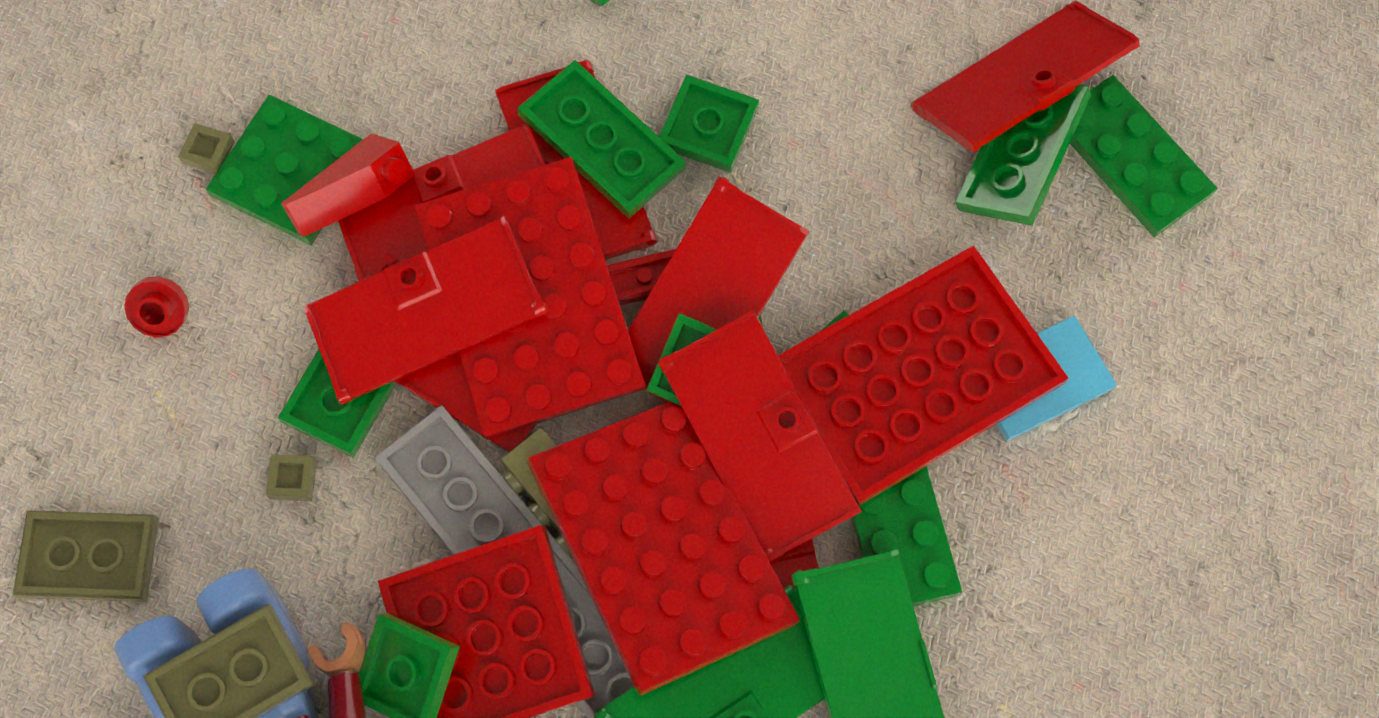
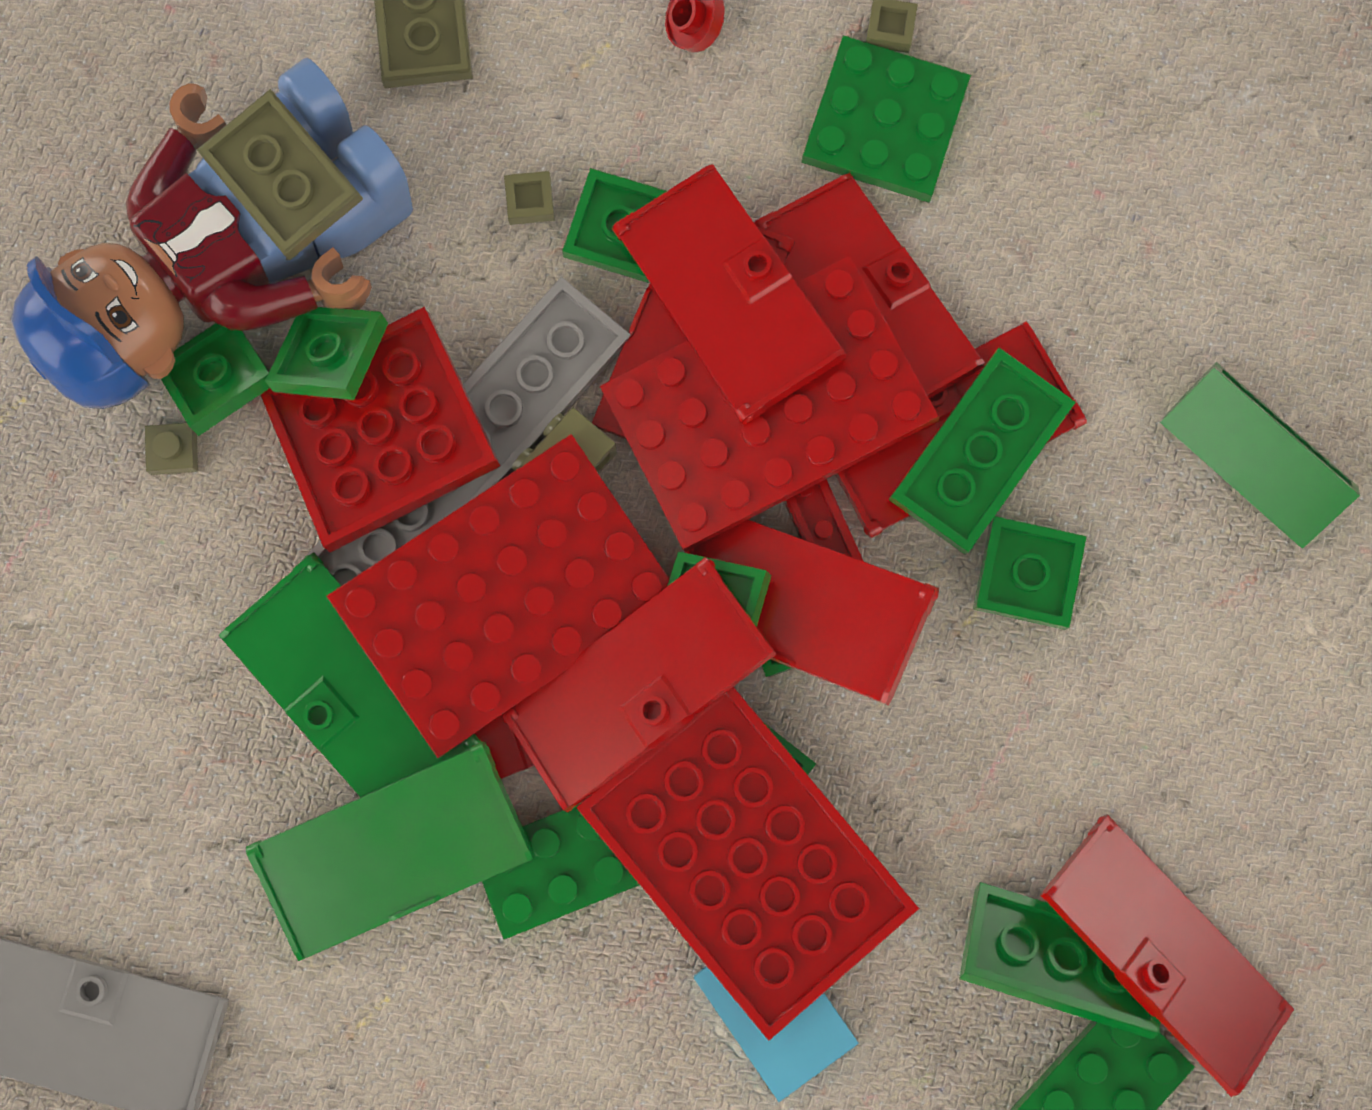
camera: 80 degrees right, 10 degrees up
(349, 184) = (869, 183): red slope -> none

